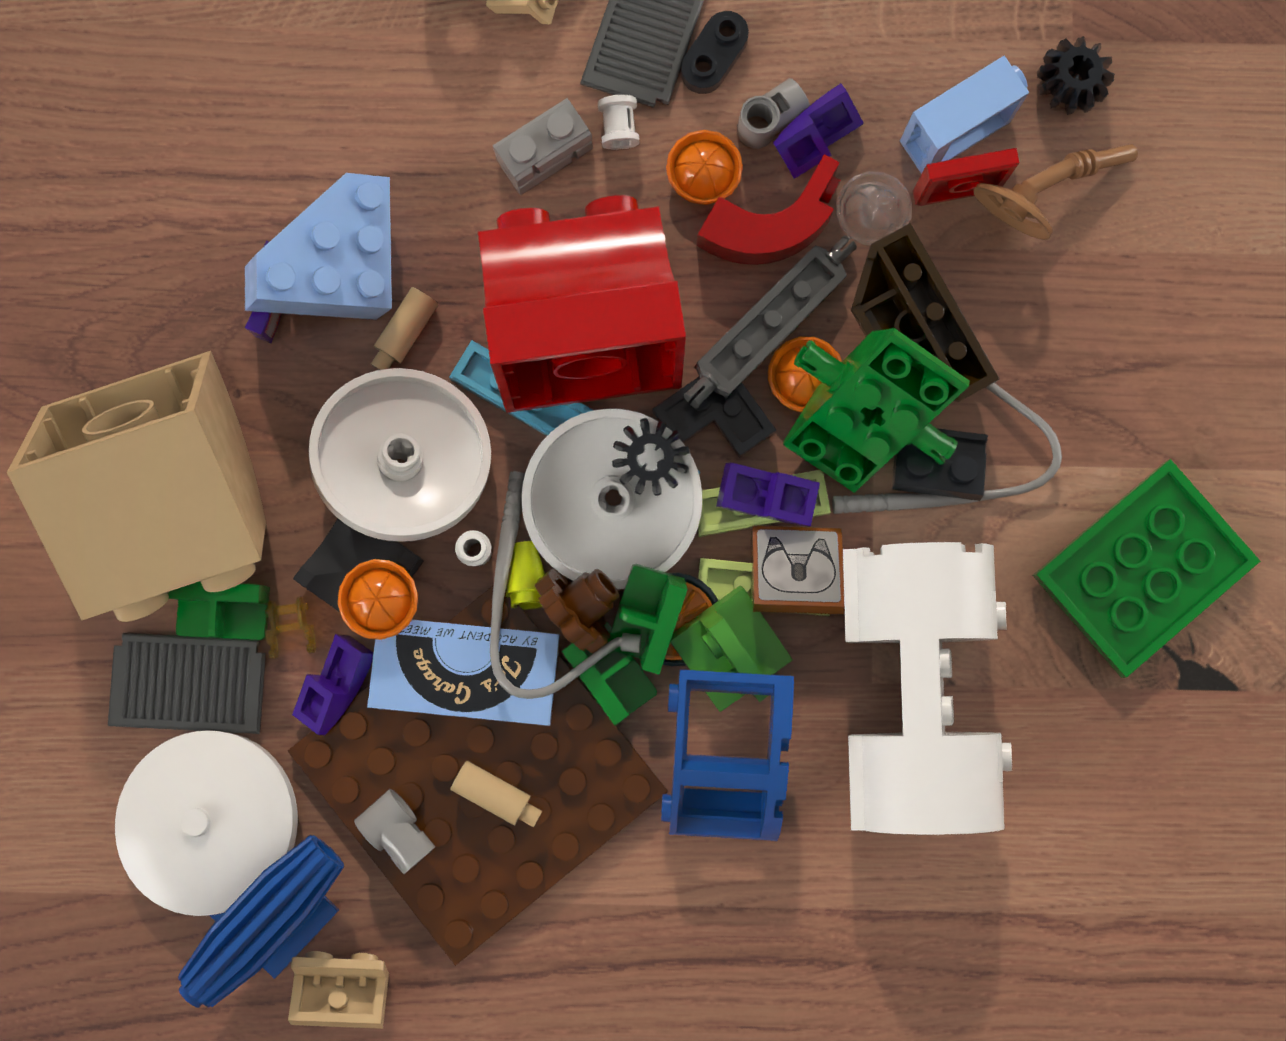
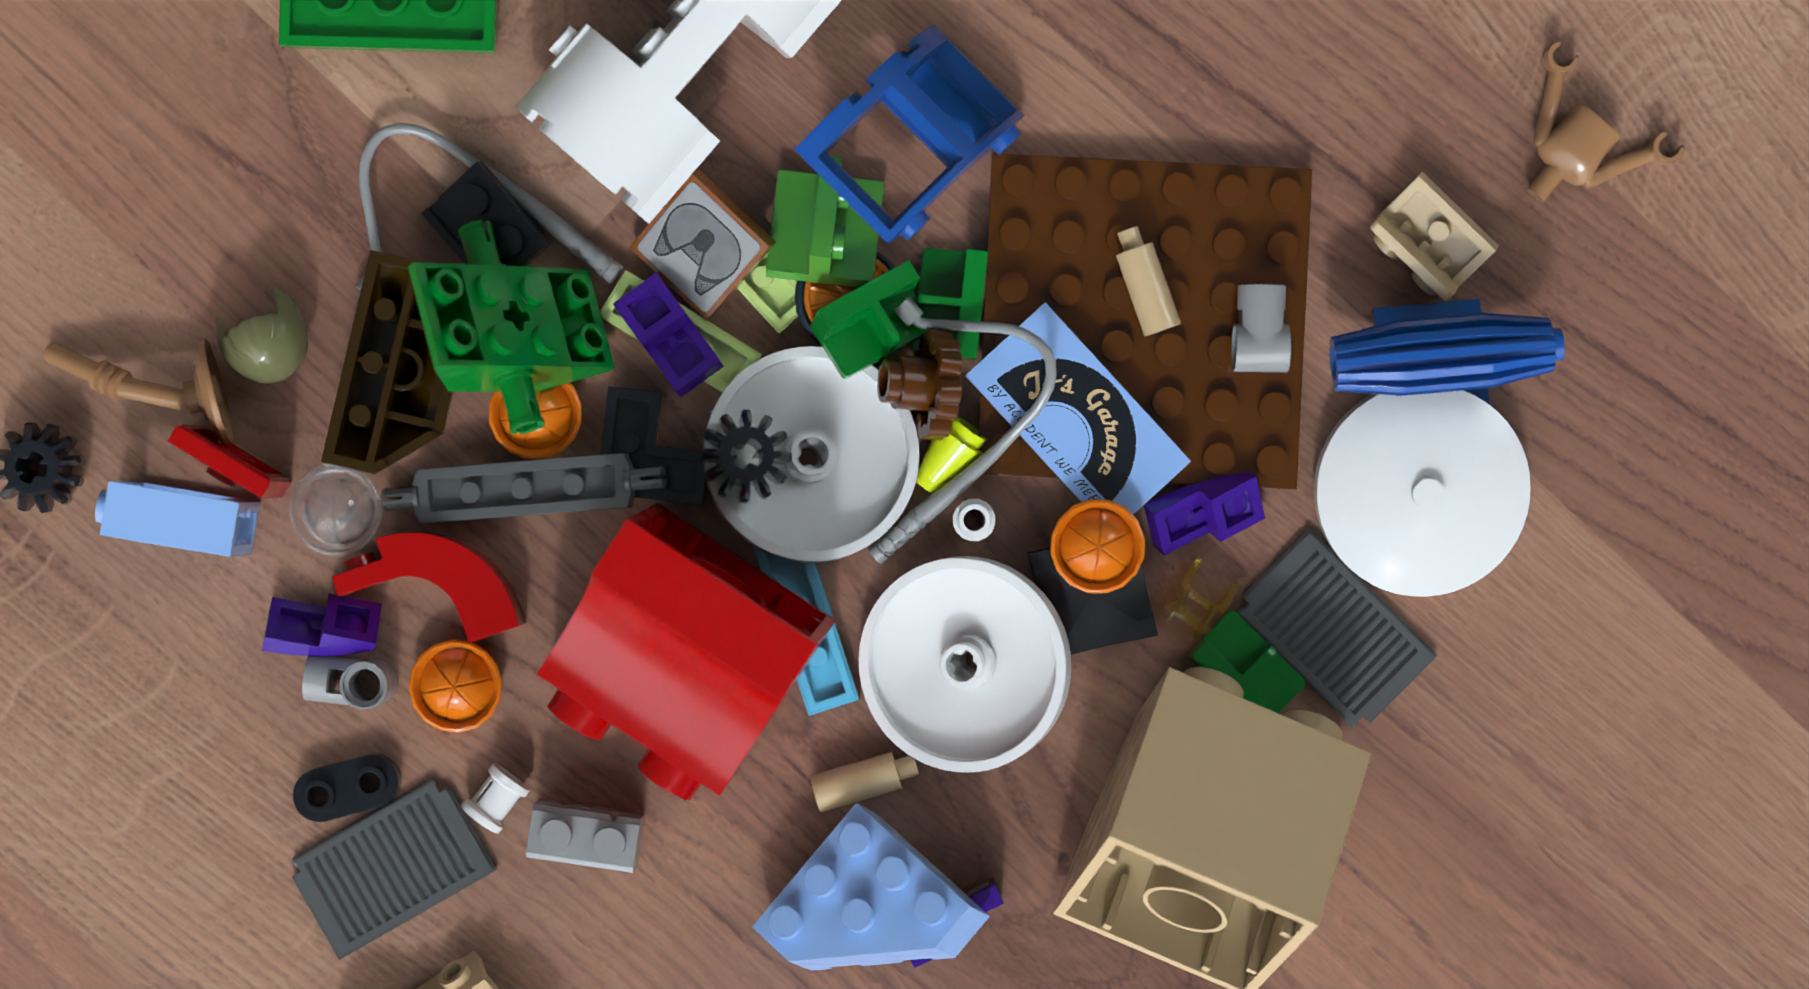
camera: 145 degrees left, 5 degrees up
(1005, 268) = (267, 345): none -> olive hair

